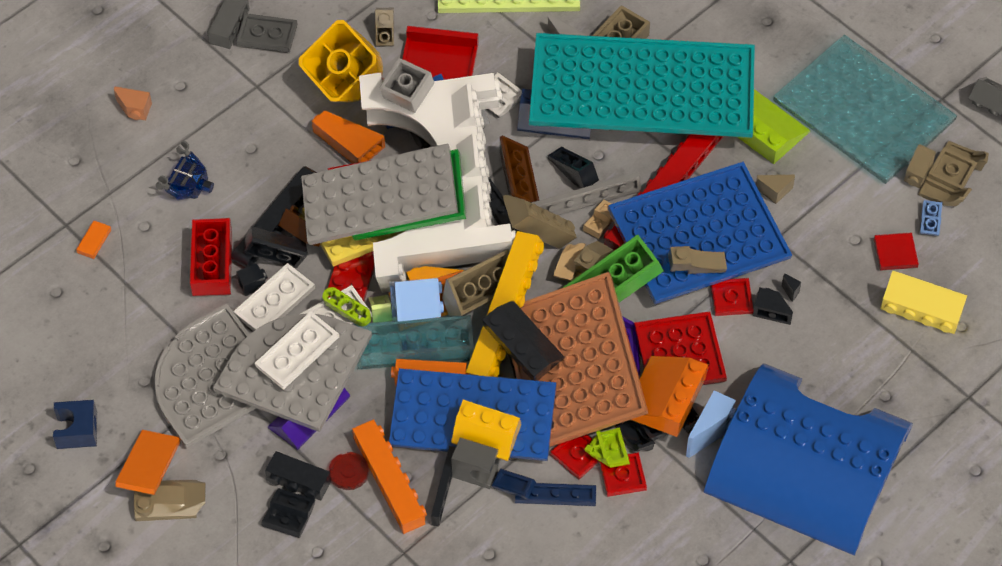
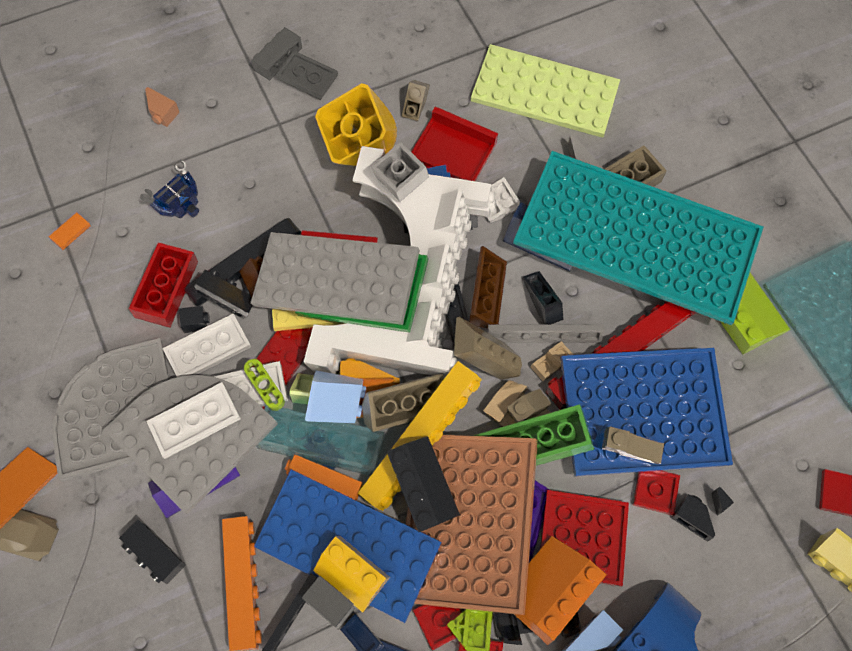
camera: 15 degrees right, 10 degrees up
(288, 513) = (128, 589): black slope -> none
(348, 138) = (340, 202): orange slope -> none
(349, 471) = (205, 561): clear red tile -> none
(775, 186) = (737, 381): dark tan slope -> none

